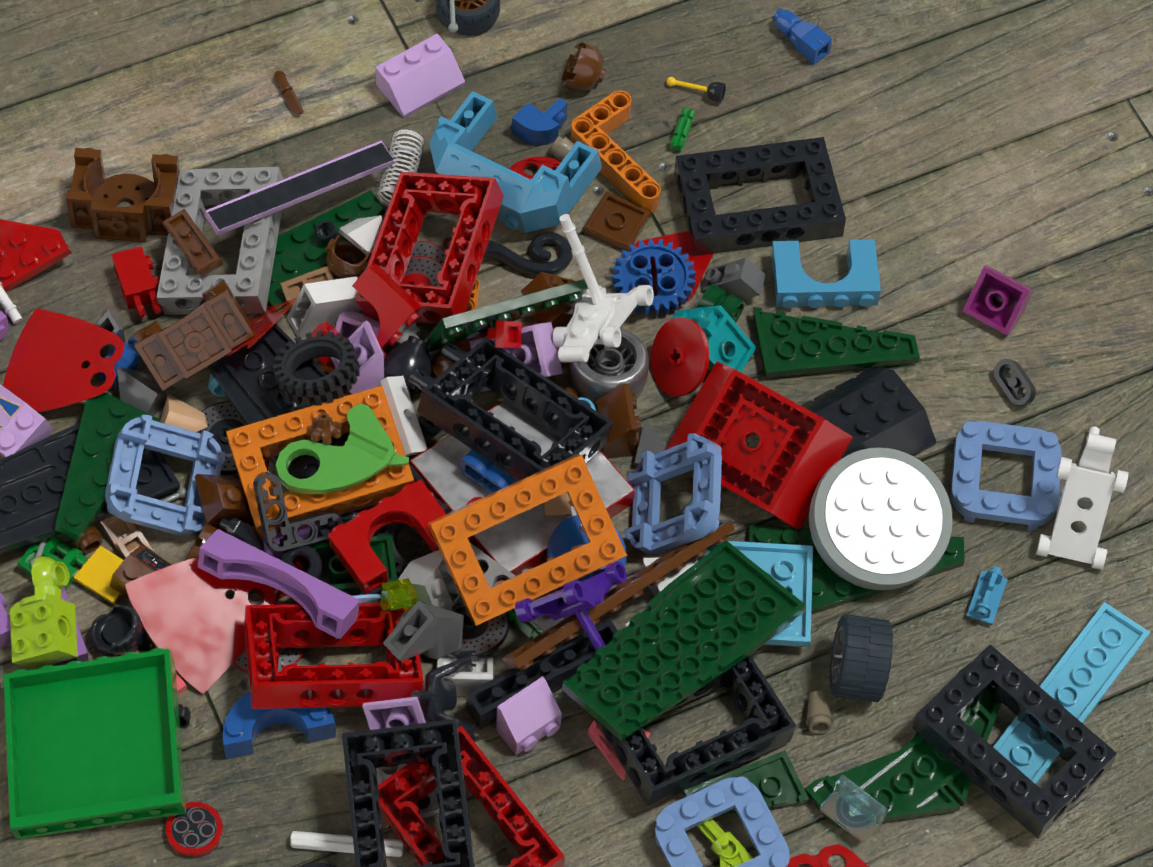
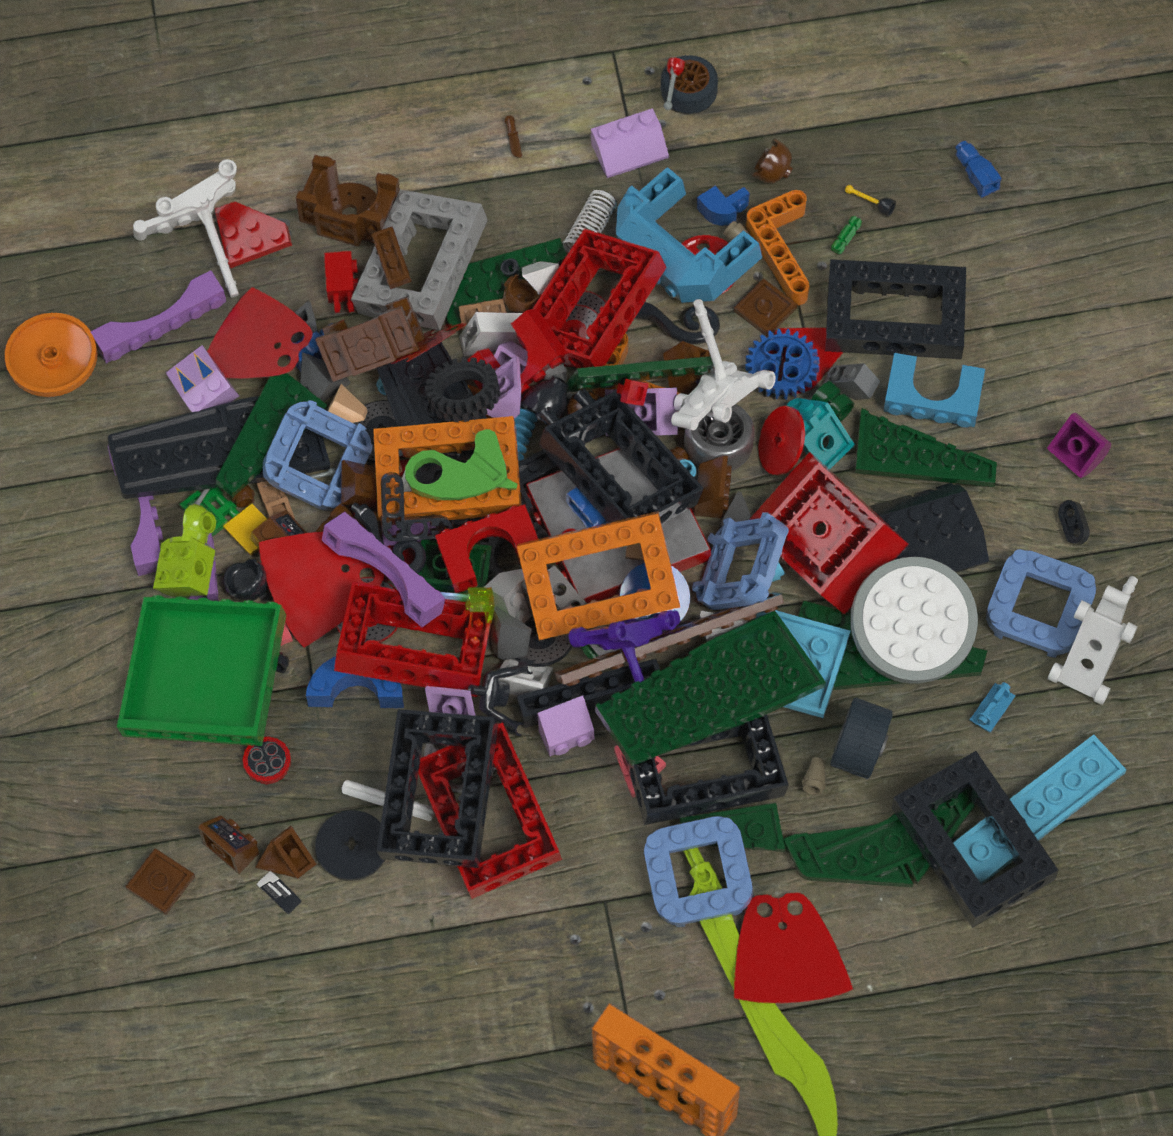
camera: 20 degrees right, 5 degrees up
(298, 188) = (493, 226): black tile -> none
(324, 428) = (453, 444): reddish brown plant -> none
(404, 415) = (529, 448): white tile -> none
(413, 632) = (482, 636): dark grey slope -> none
(854, 809) = (818, 867): clear light blue panel -> none

